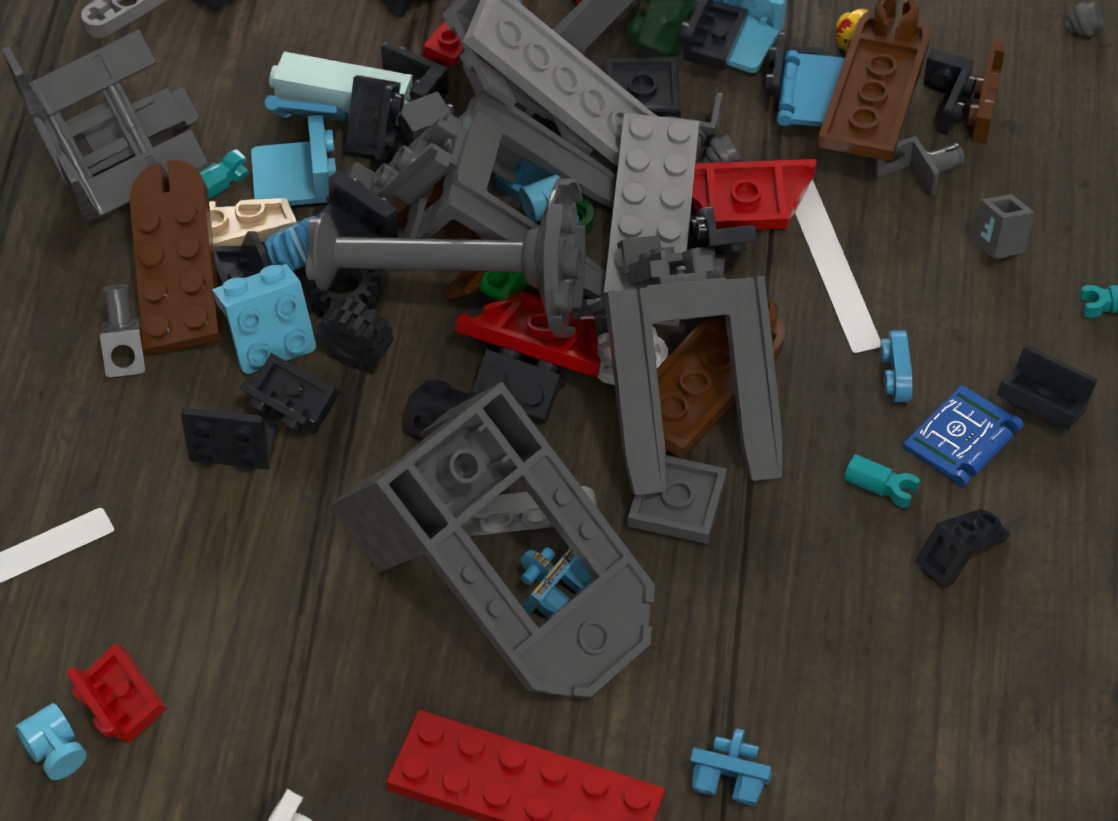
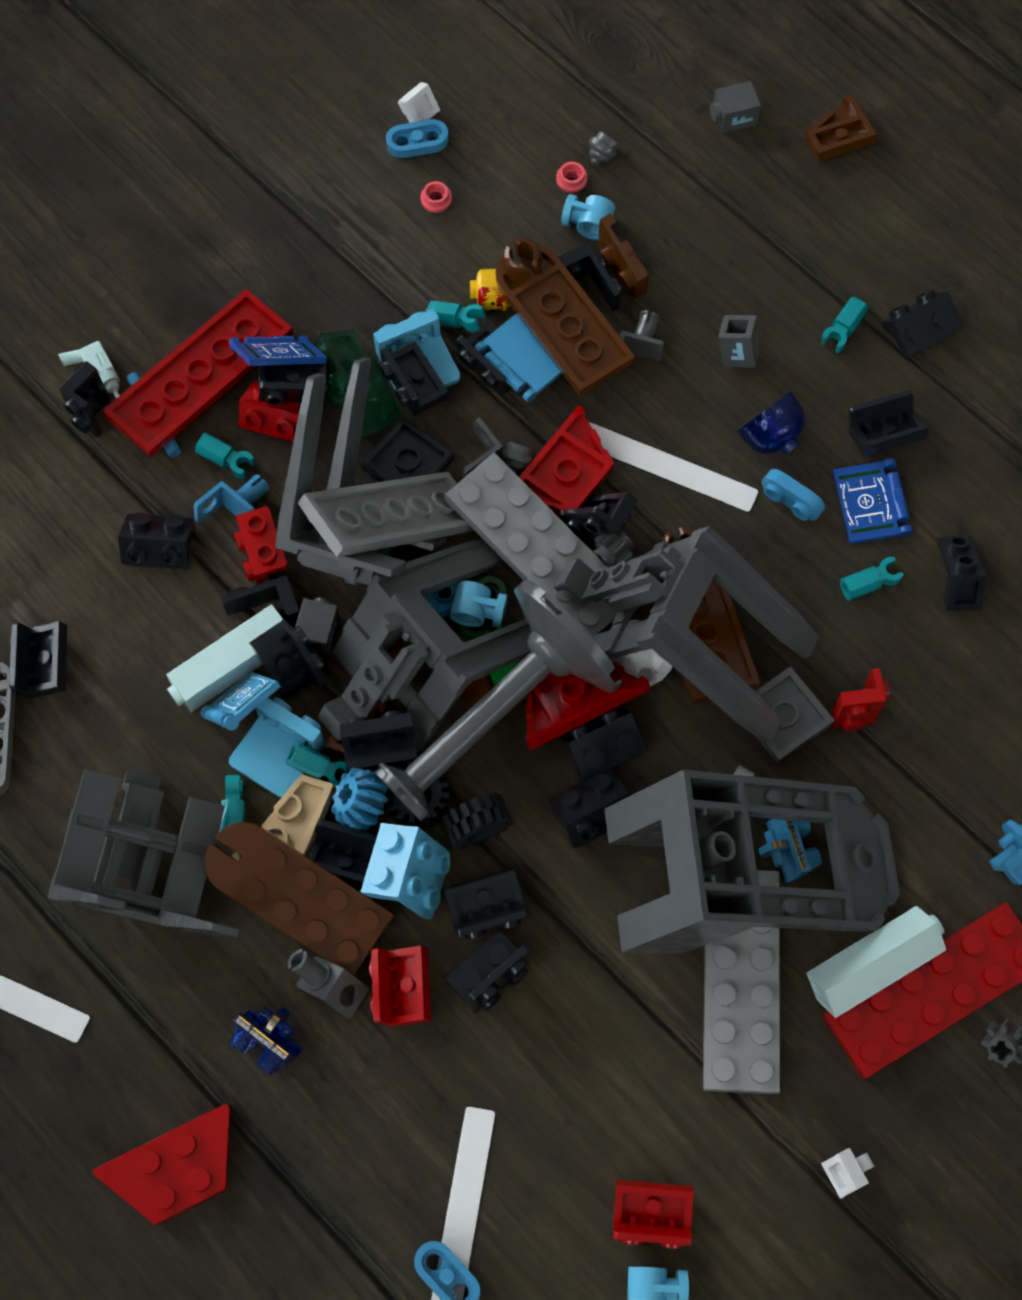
camera: 50 degrees left, 15 degrees up
(42, 325) = (271, 1033): none -> clear blue hips
(160, 382) = (400, 986): none -> red bracket
(300, 193) = (314, 763): none -> teal bar
(376, 642) = (743, 1009): none -> light grey plate
(505, 713) = (877, 961): none -> light aqua brick
(738, 538) = (862, 706): none -> red bracket
(806, 24) = (456, 315): none -> teal bar
(949, 303) = (775, 427): none -> clear blue cylinder
(1019, 50) = (586, 214): none -> medium azure piece
(1032, 18) = (575, 171): none -> coral plate

